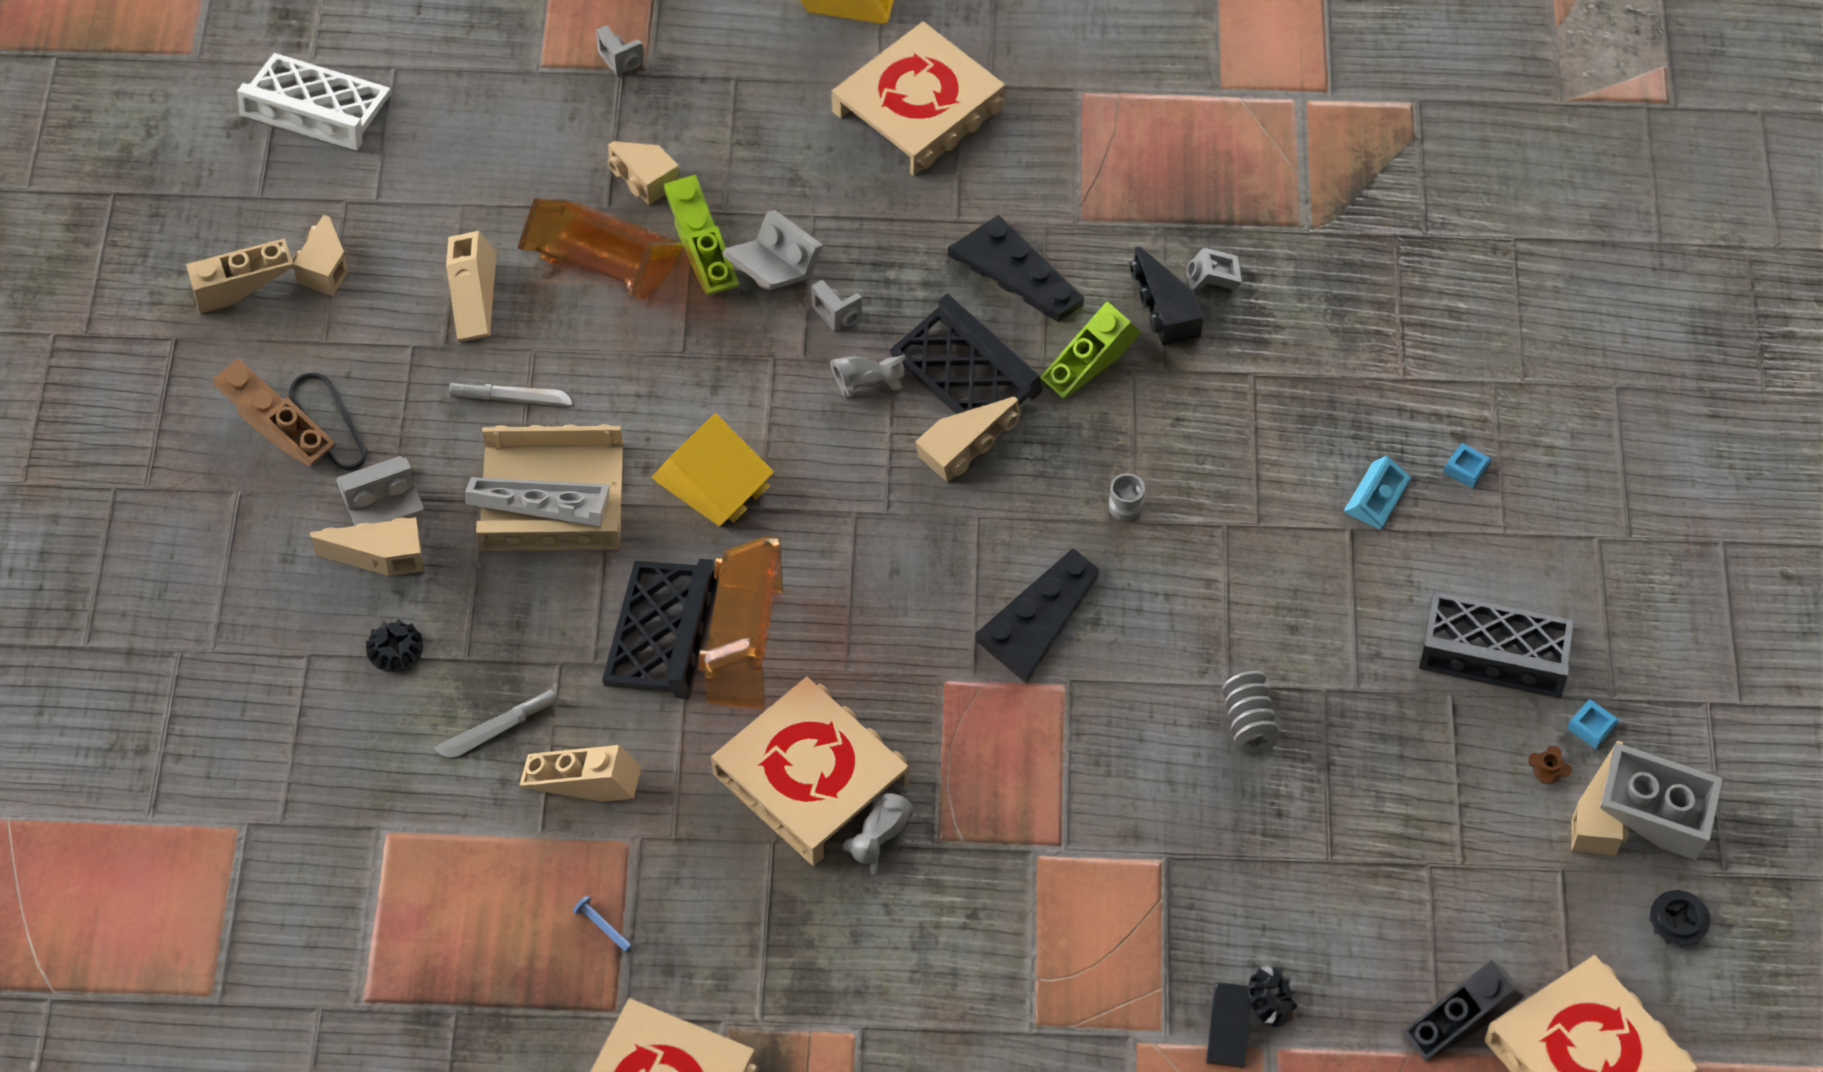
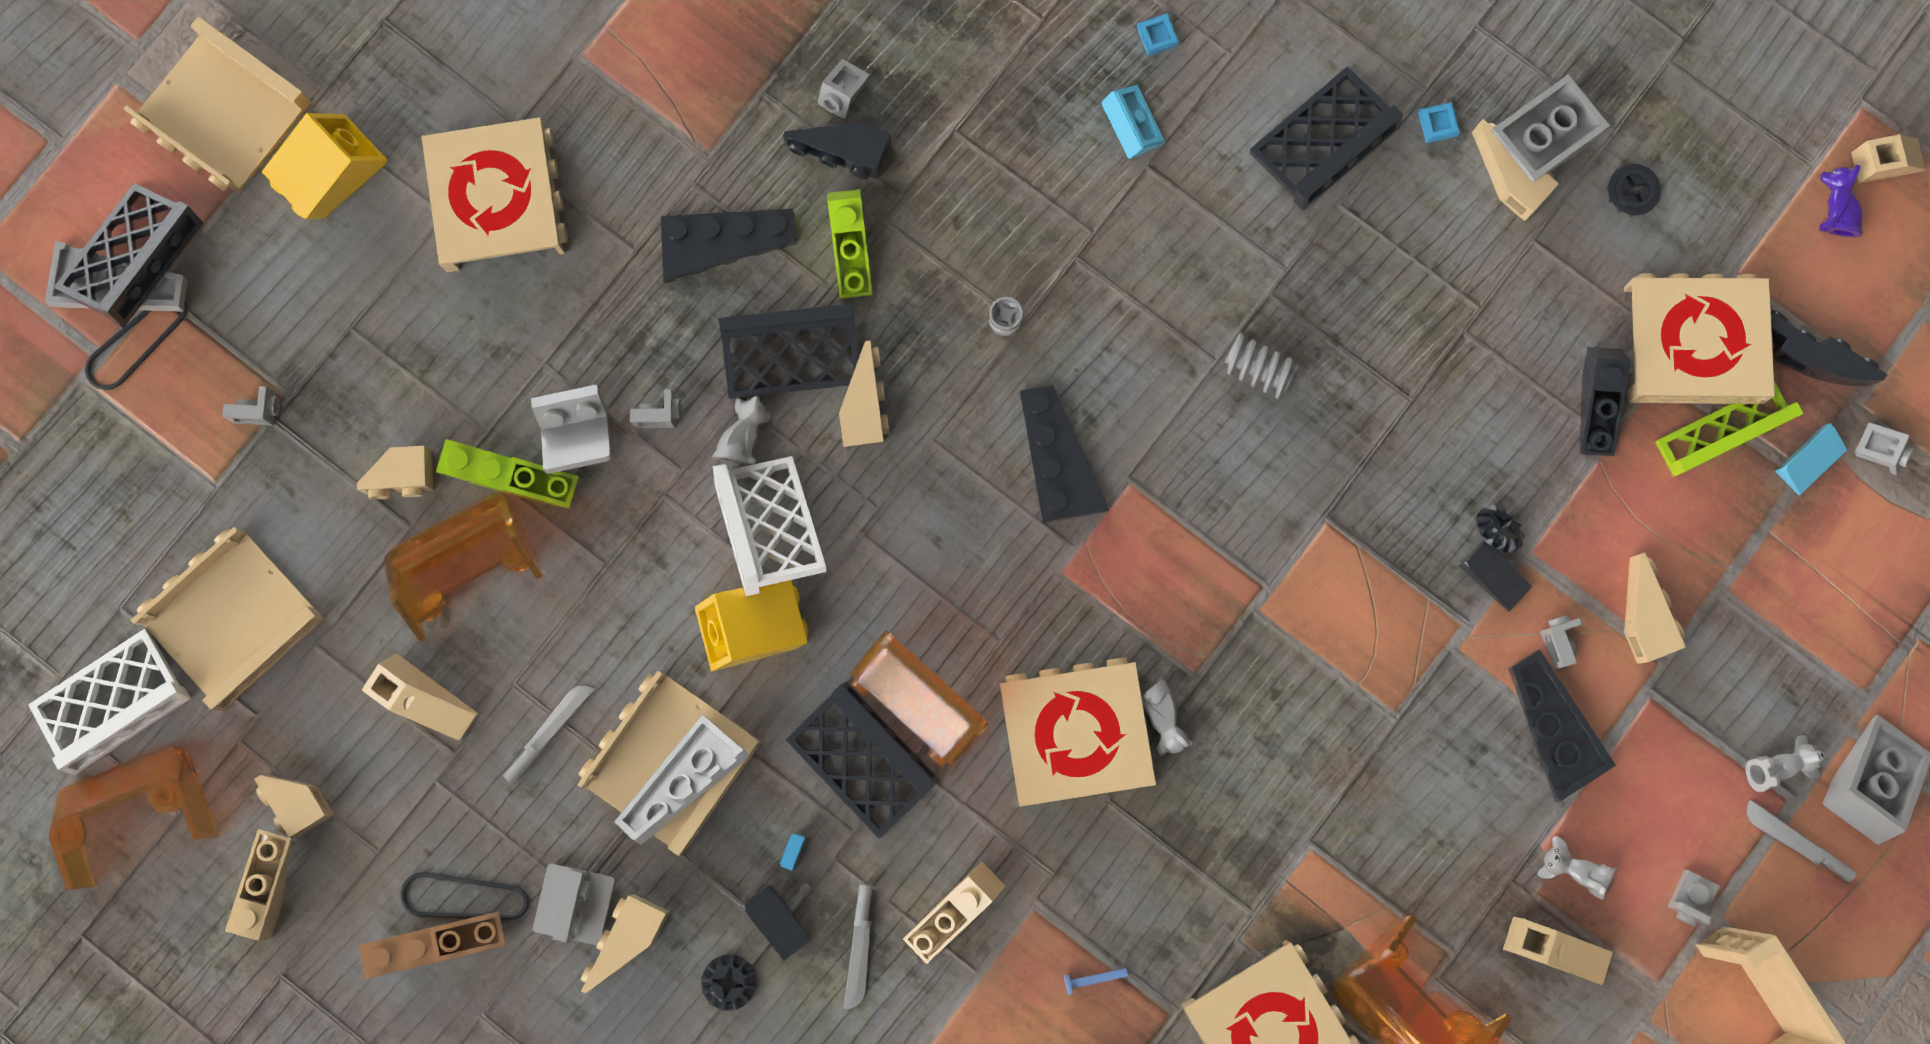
camera: 55 degrees left, 25 degrees up
(279, 163) = (163, 775): none -> clear orange windscreen
(441, 132) = (228, 617): none -> tan panel
(473, 646) = (776, 922): none -> black slope
(543, 620) = (793, 851): none -> dark azure tile
(788, 407) = (741, 535): none -> white fence
(1547, 774) = (1448, 190): reddish brown plate -> none

